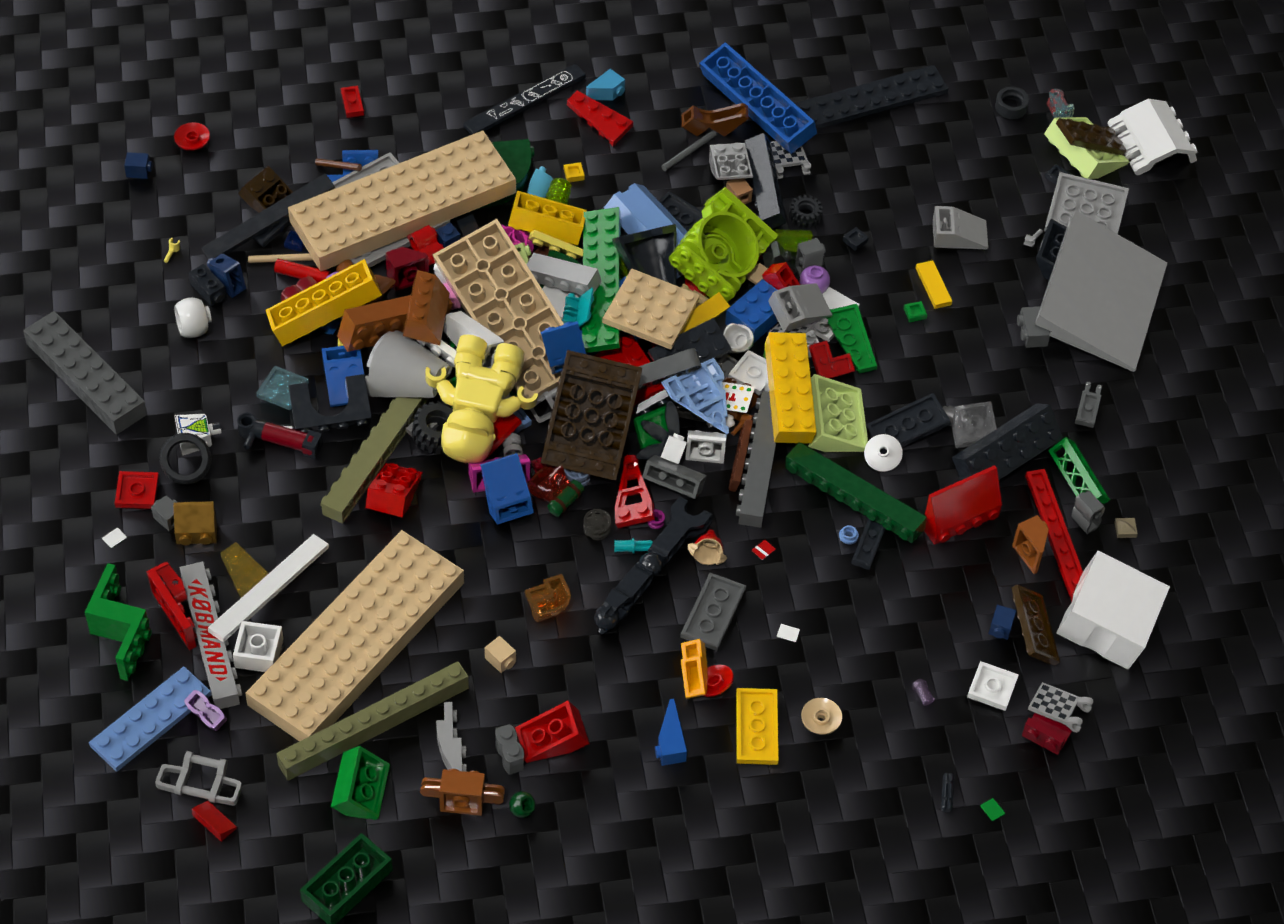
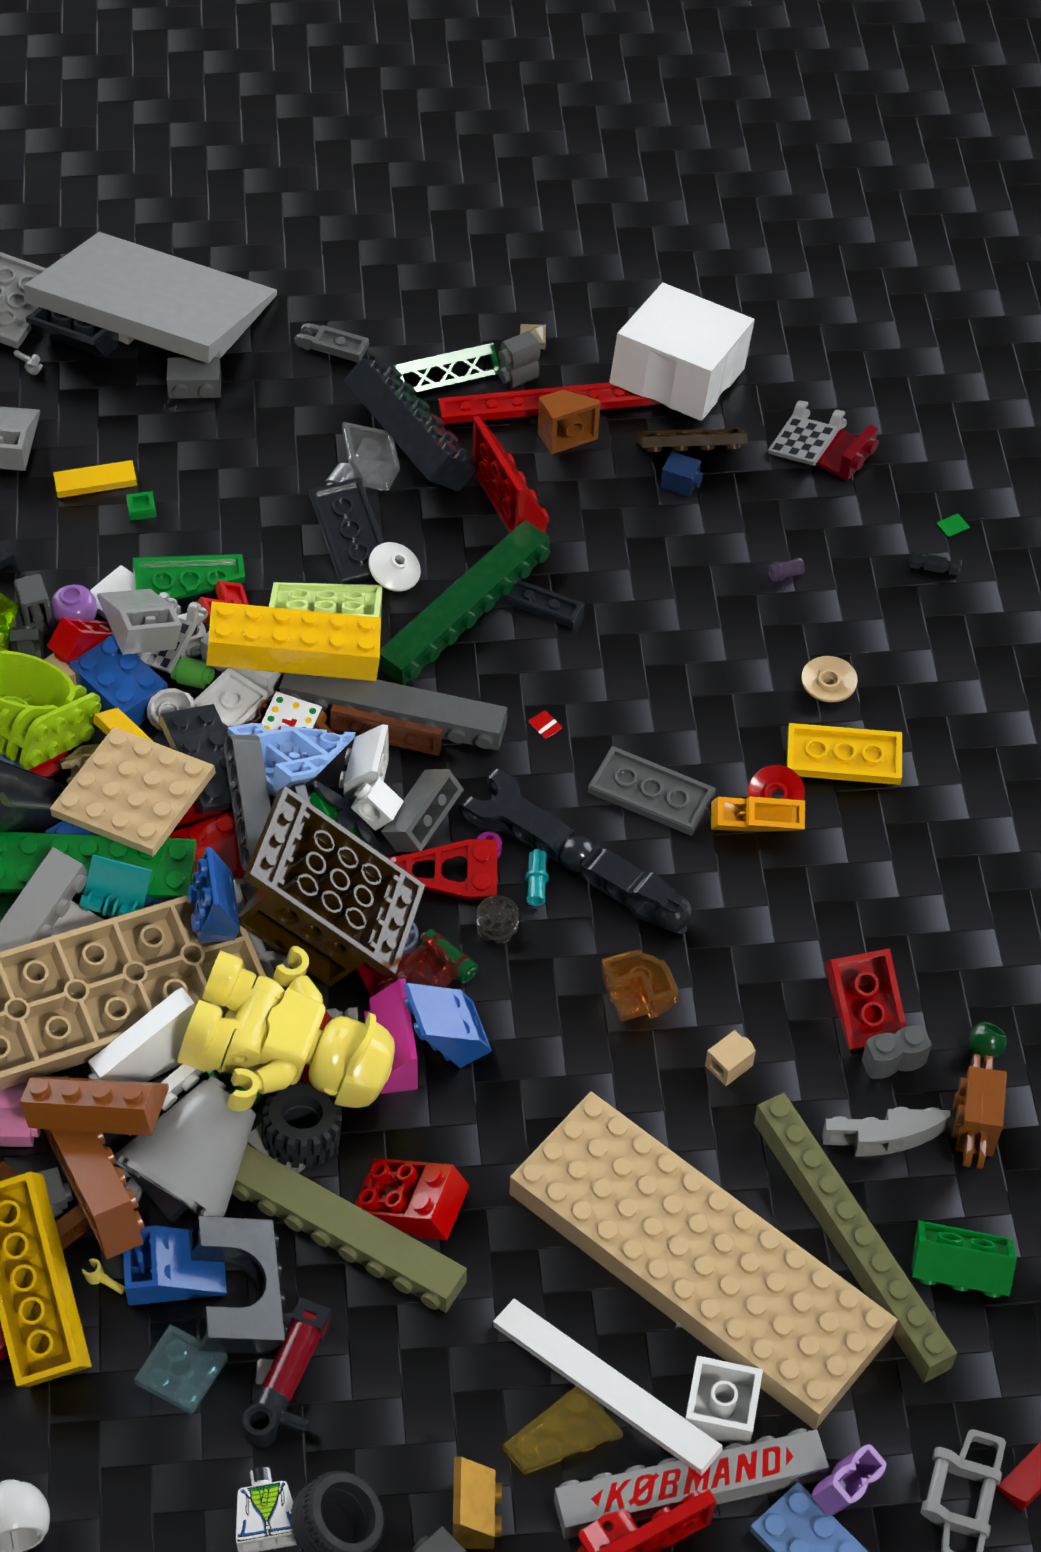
camera: 85 degrees left, 0 degrees up
(671, 744) = (867, 853): blue slope -> none
(708, 549) = (549, 779): tan hat -> none
(788, 632) = (686, 709): white sticker -> none
(848, 530) = (530, 621): medium blue plate -> none
(992, 685) = (776, 497): white plate -> none

